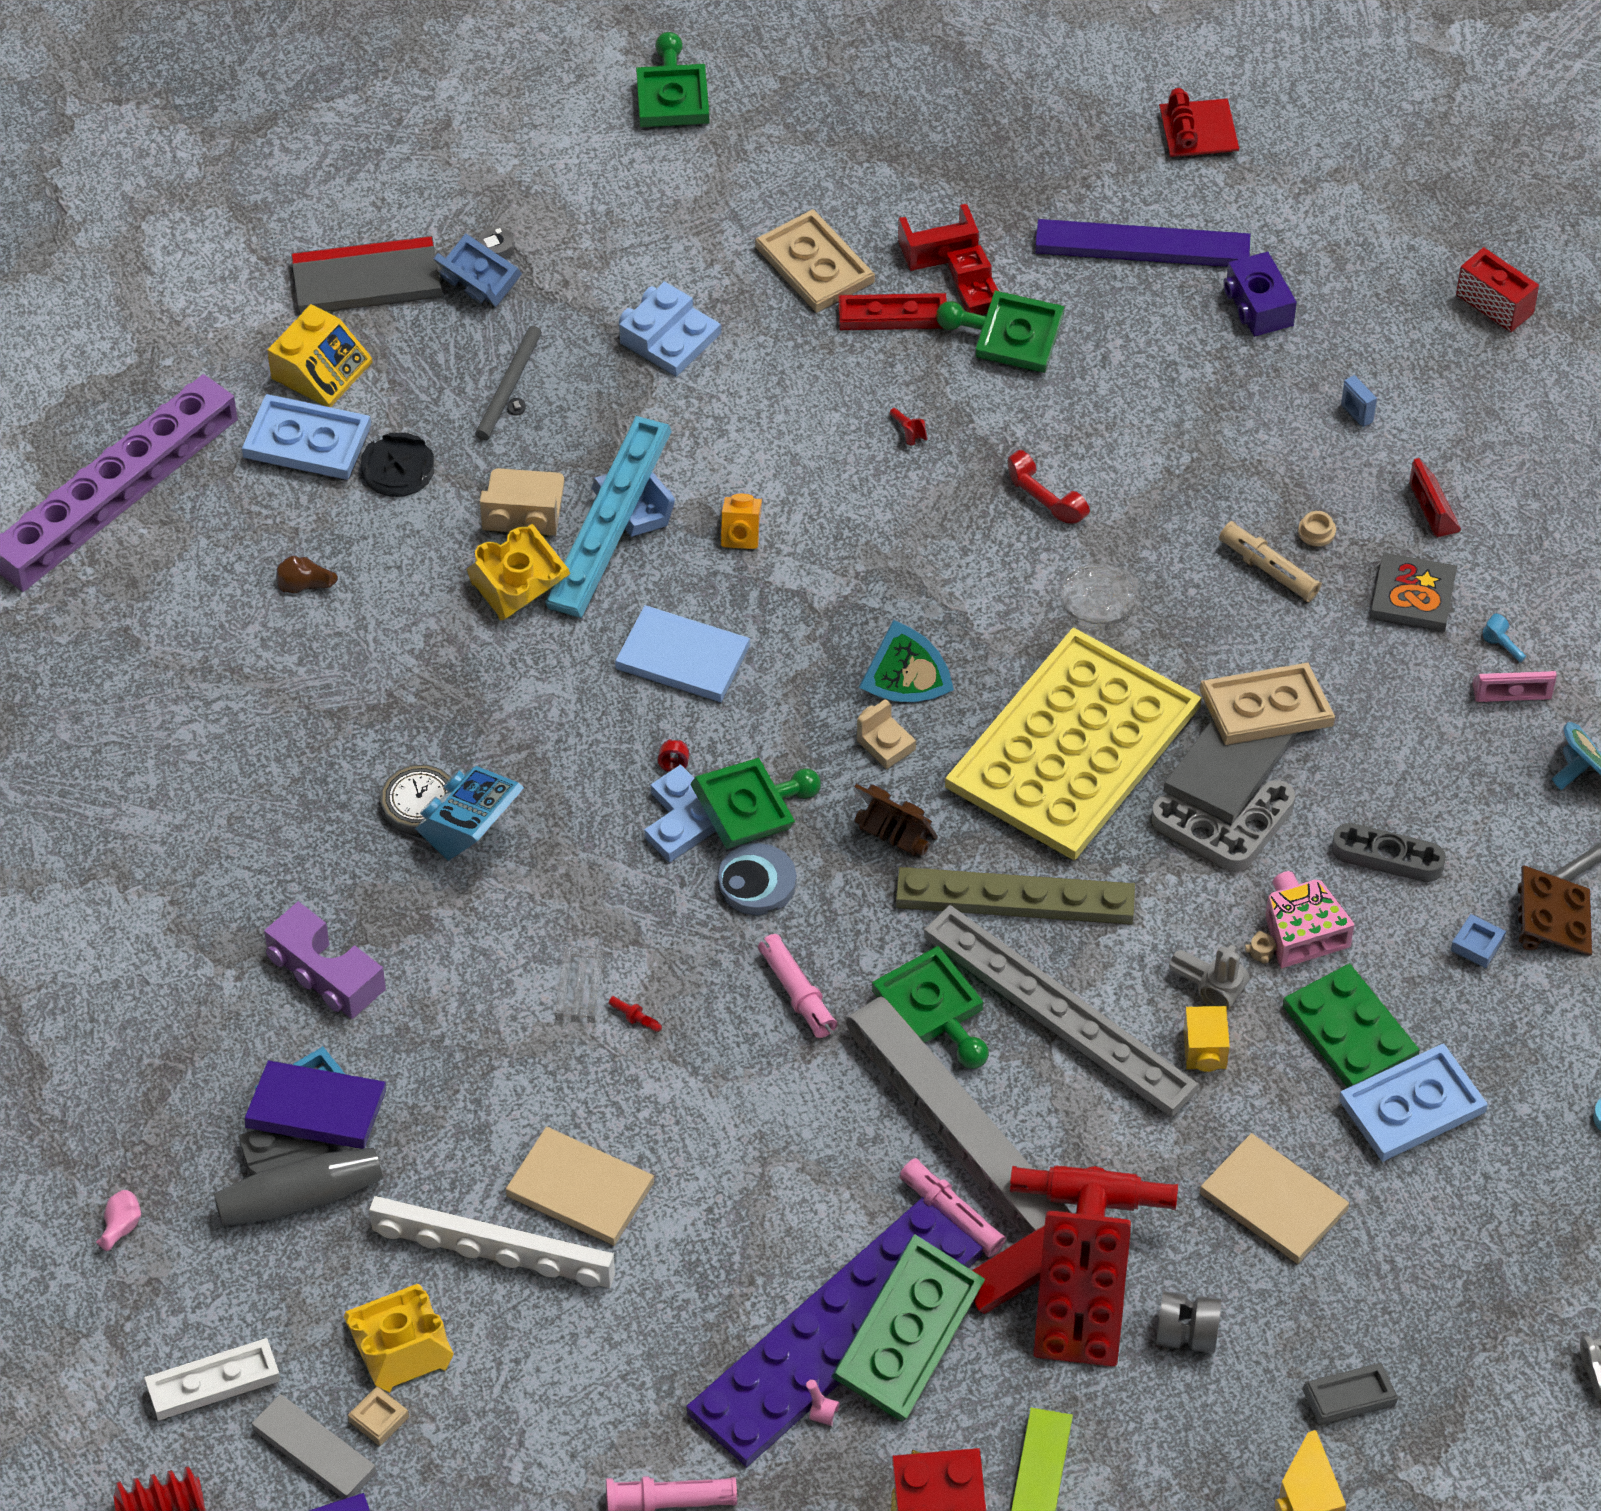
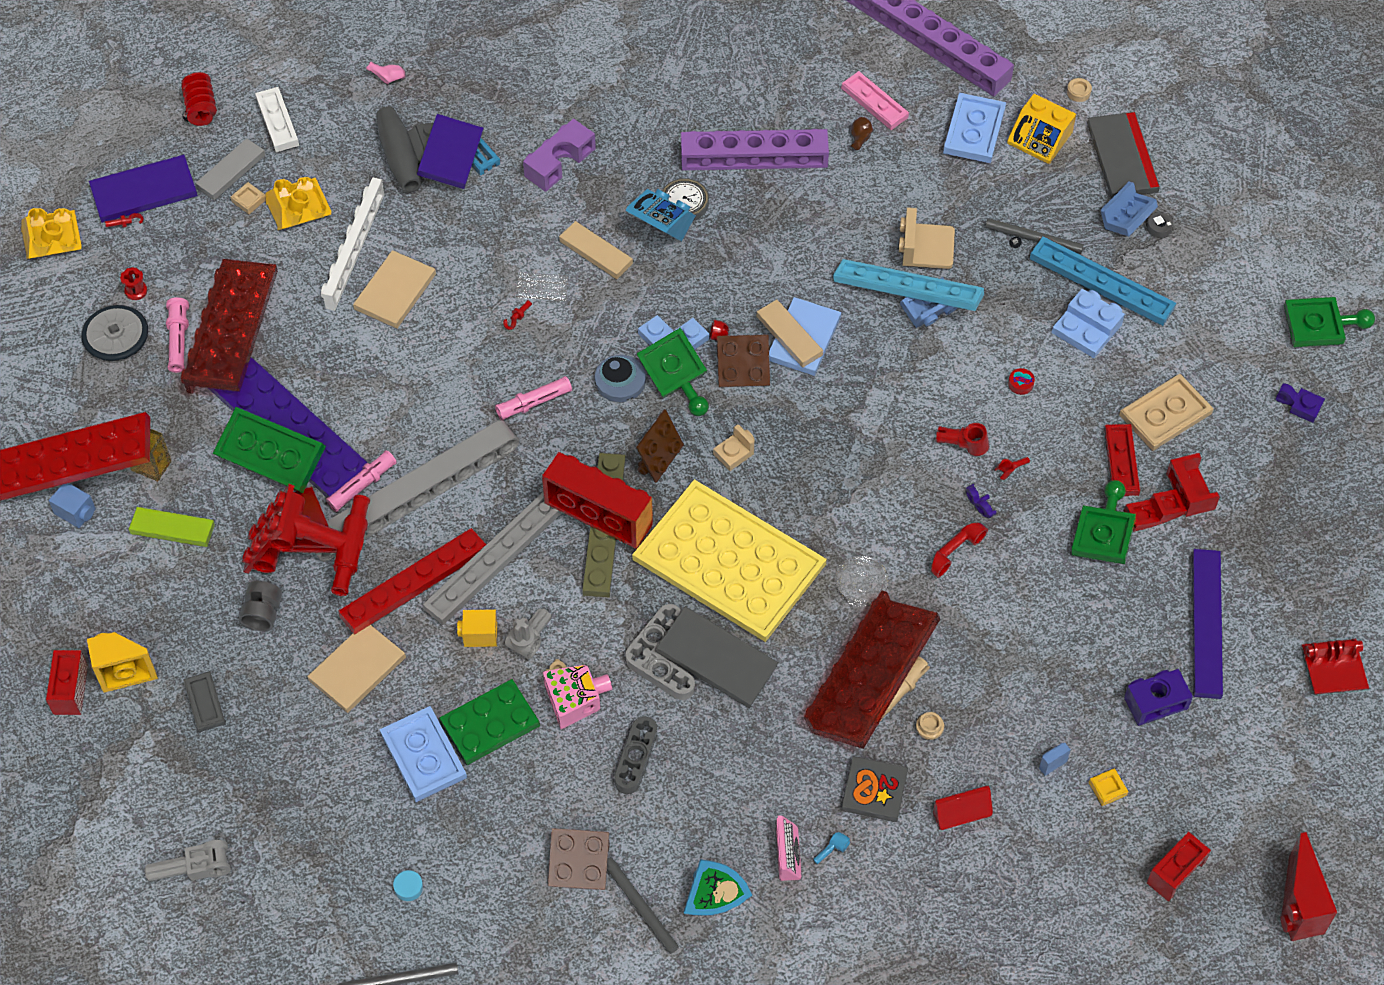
camera: 90 degrees right, 5 degrees up
(236, 559) = (875, 100): none -> bright pink tile
(238, 317) = (1079, 90): none -> tan tile
(331, 705) = (754, 149): none -> medium lavender brick
(397, 464) = (958, 179): black tile -> none
(512, 914) = (596, 250): none -> tan tile
(516, 570) = (862, 237): yellow slope -> none
(595, 309) = (1103, 281): none -> dark azure plate
(665, 1404) = (229, 325): none -> clear red bracket
(687, 662) = (789, 333): none -> tan tile
(731, 723) = (743, 360): none -> reddish brown hinge
(741, 521) = (919, 364): light orange bracket -> none
(764, 409) = (1021, 381): none -> red tile
(800, 120) = (1304, 404): none -> dark purple plate
(822, 1408) = (226, 409): bright pink hand -> none
(866, 470) = (964, 437): none -> red pin
(907, 668) = (785, 455): shield -> none
(935, 1000) = (515, 470): green plate -> none
(960, 467) = (980, 503): none -> dark purple piece
(1008, 870) = (597, 499): none -> red brick
(1128, 1127) = (411, 581): none -> red plate
(1248, 580) = (870, 671): none -> clear red bracket
(1267, 703) = (761, 678): tan tile -> none
(1386, 357) = (1108, 787): none -> yellow tile
(1478, 940) = (555, 805): medium blue plate -> none
(1521, 170) = (1306, 900): none -> red slope

